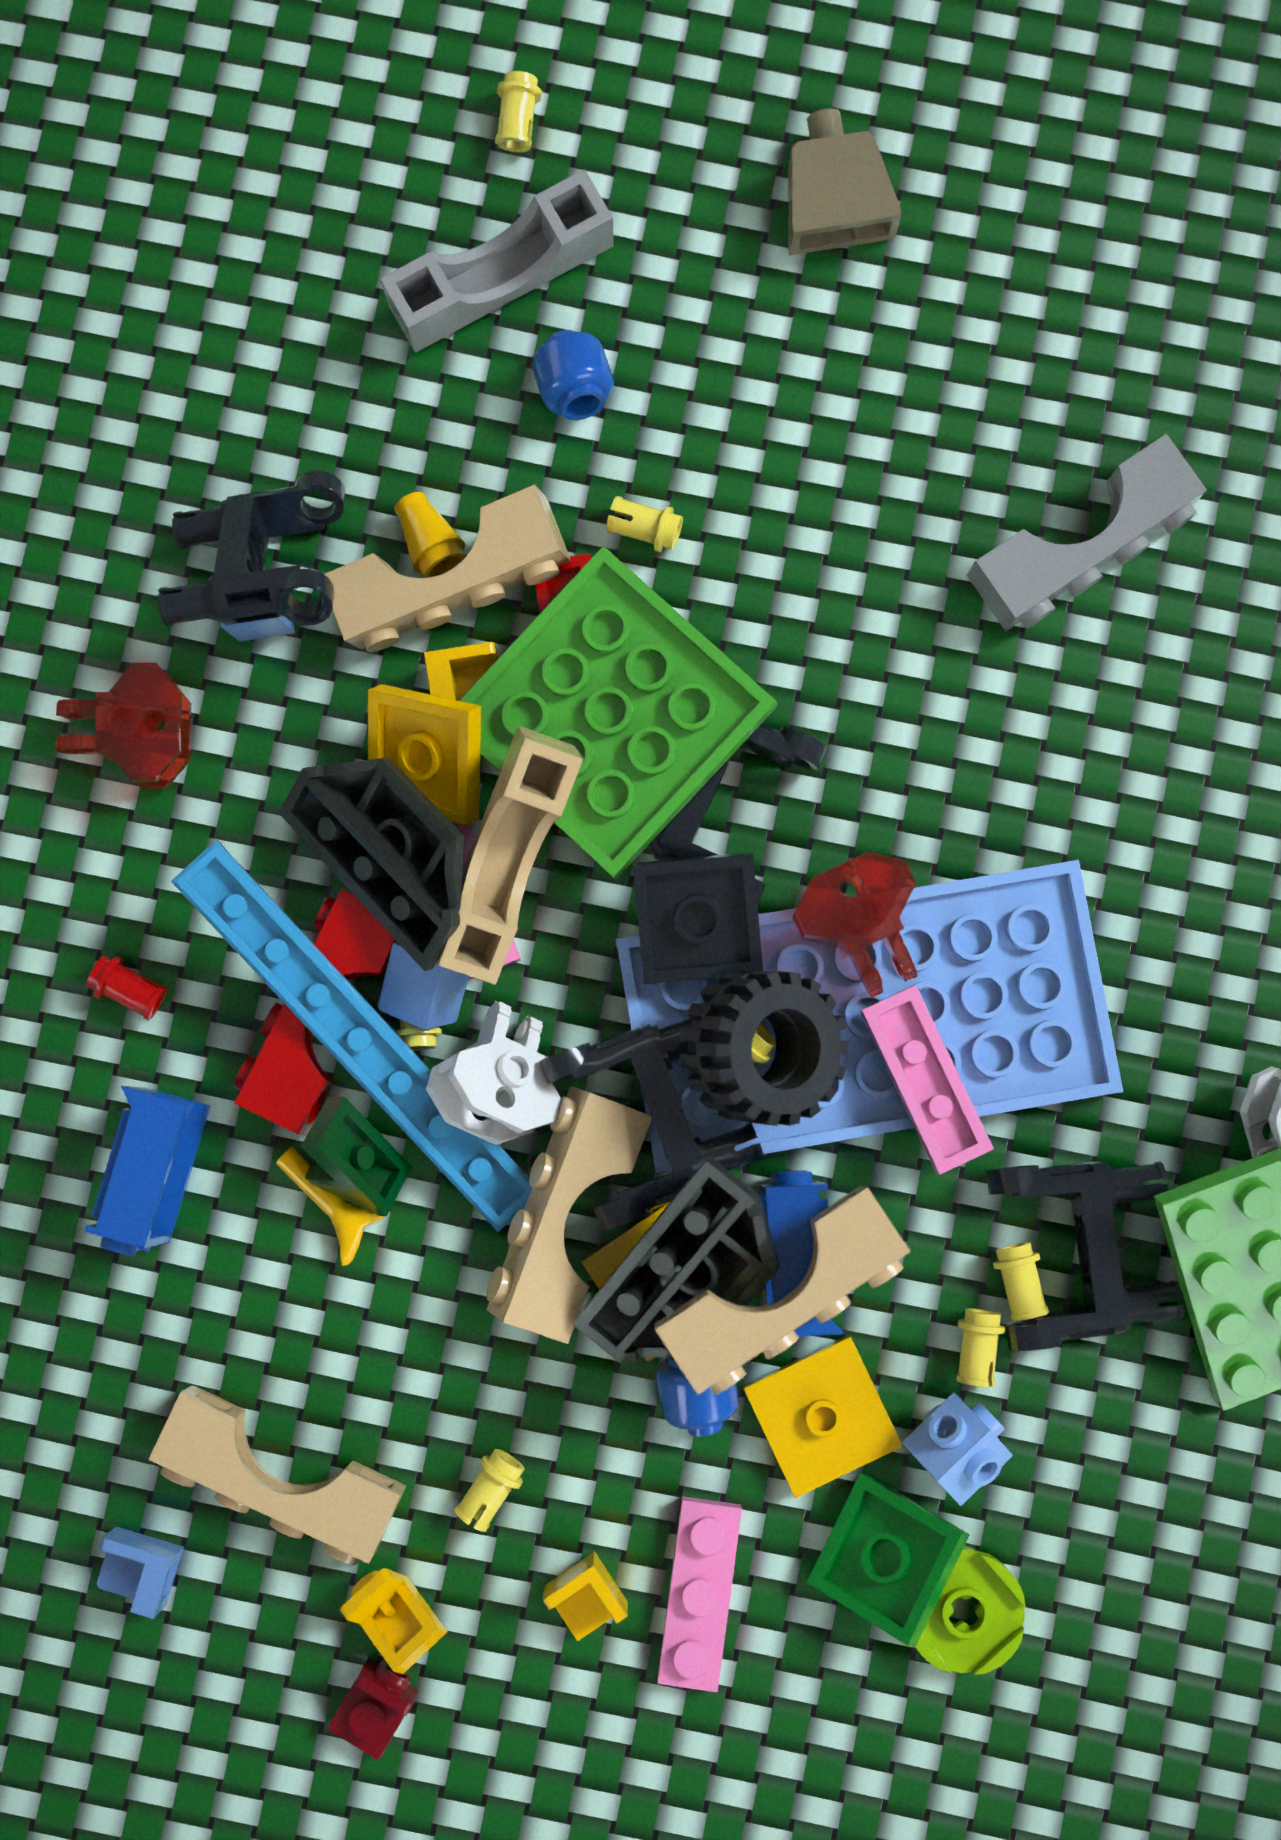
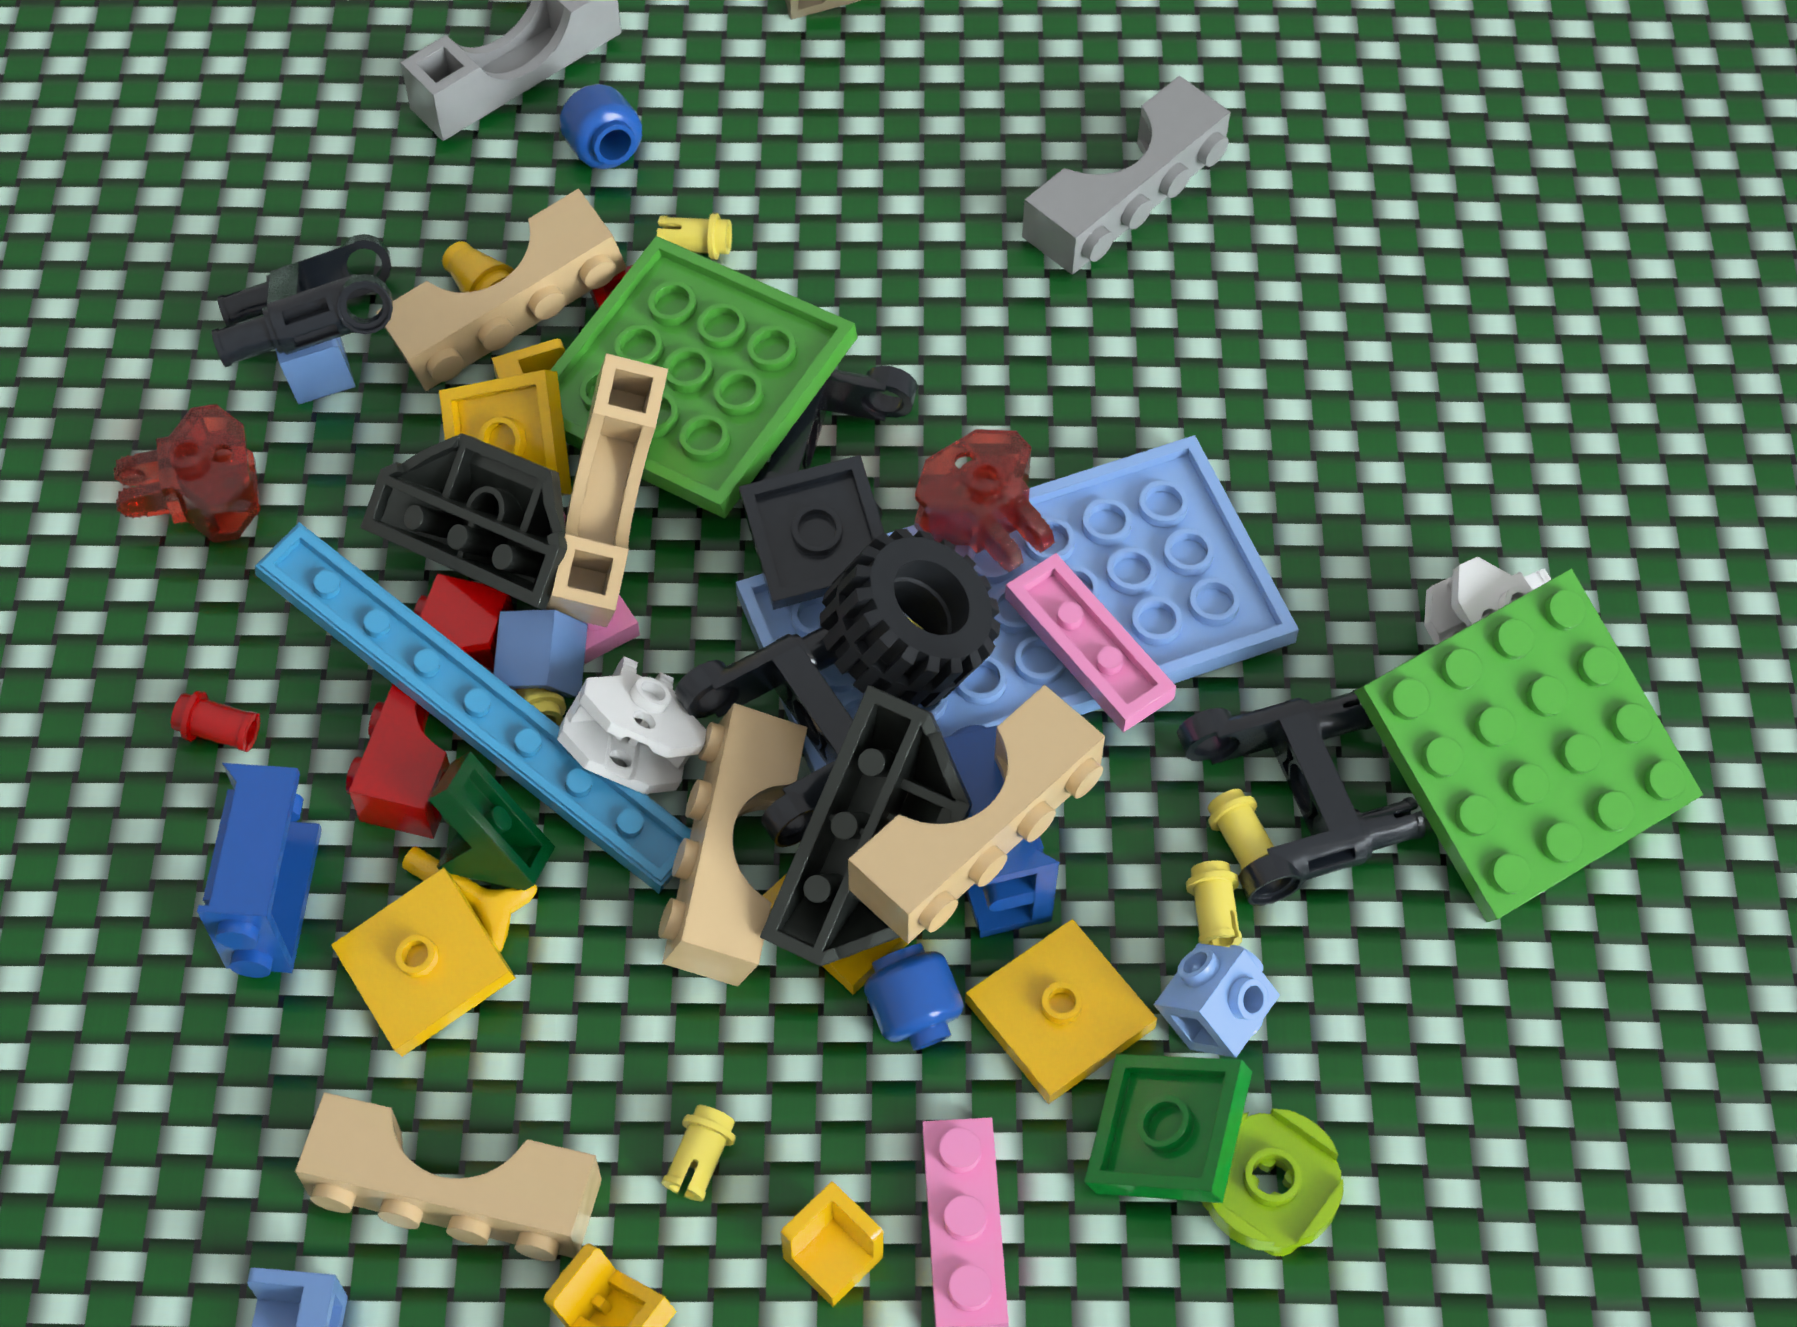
camera: 10 degrees left, 25 degrees down
(281, 1266) = (423, 962): none -> yellow plate

